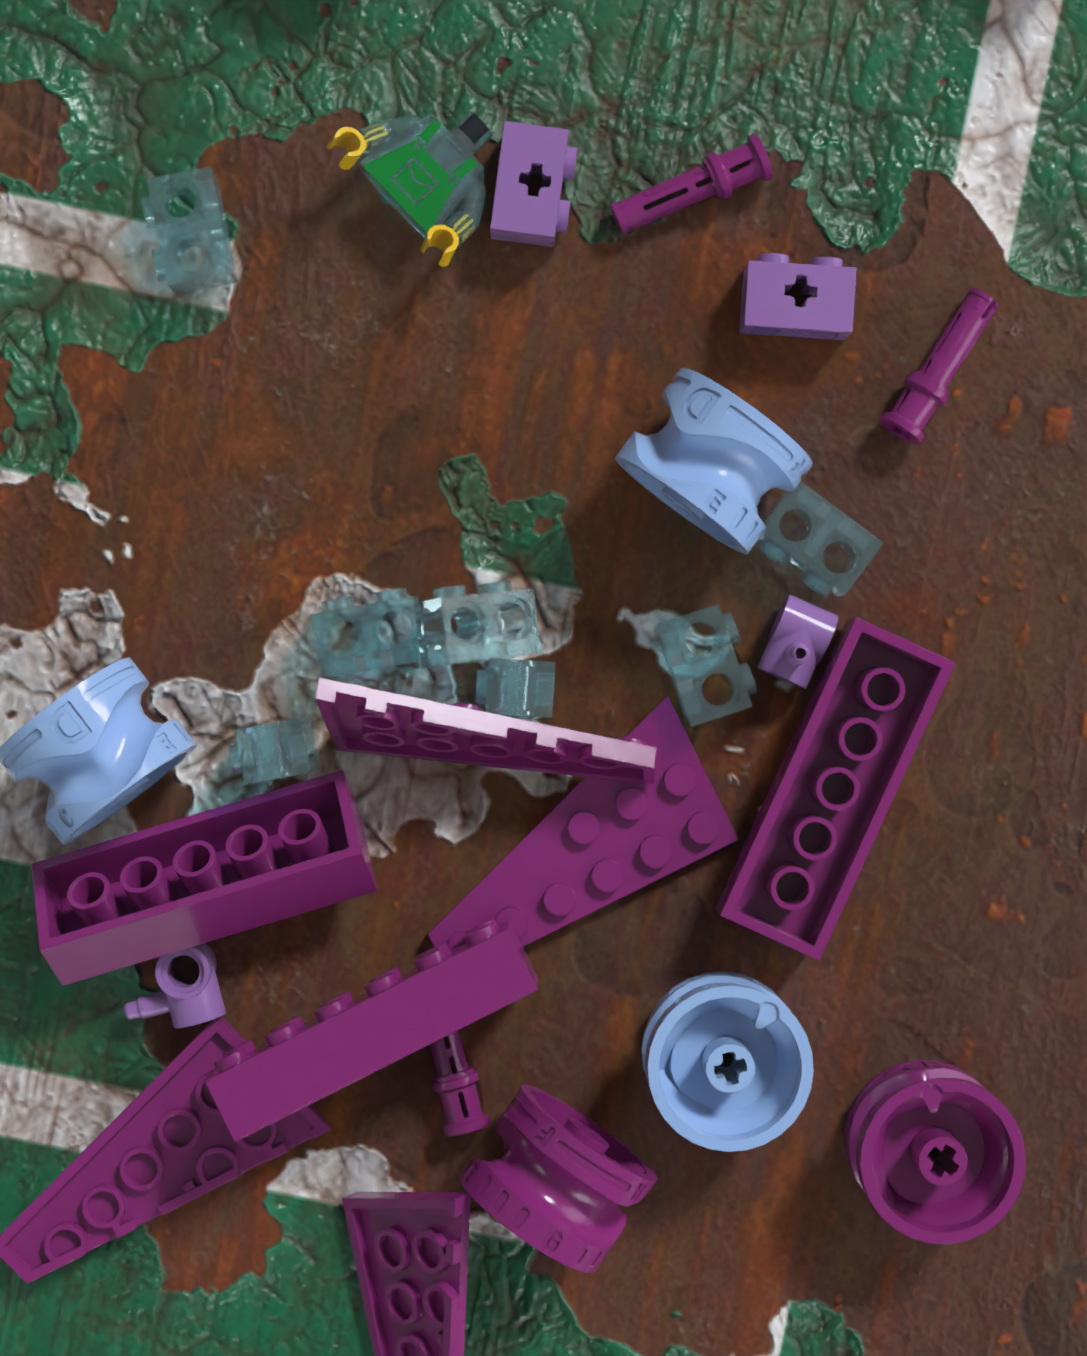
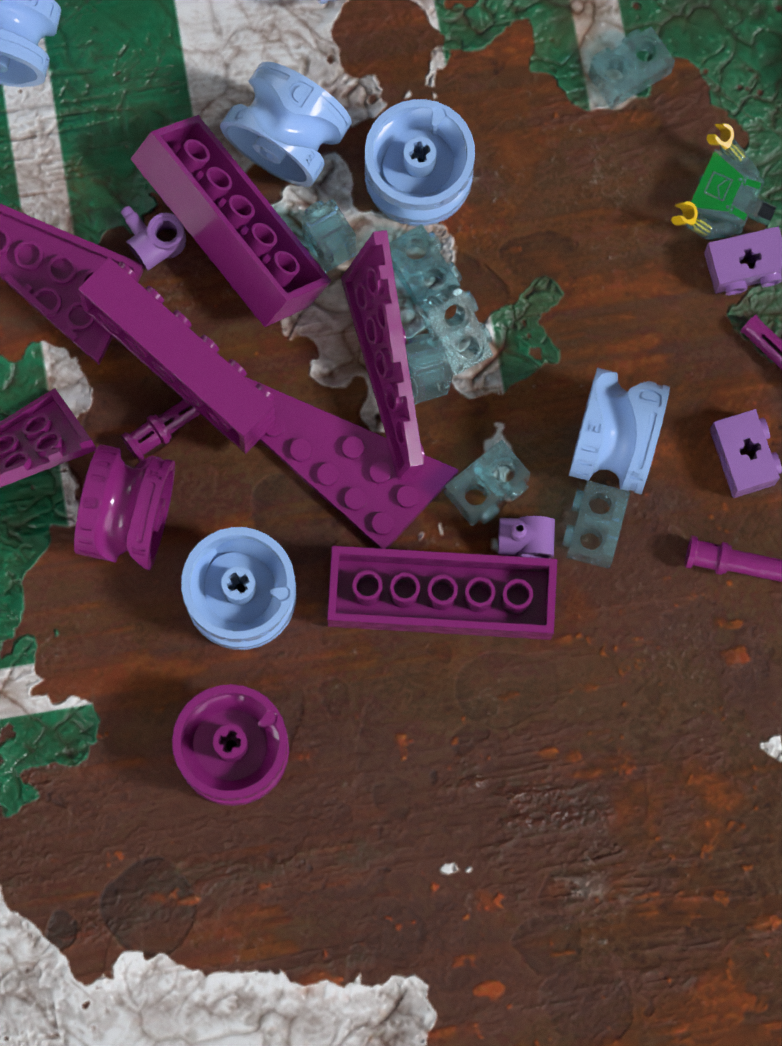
camera: 65 degrees right, 10 degrees down
(177, 583) = (419, 162): none -> light blue piece

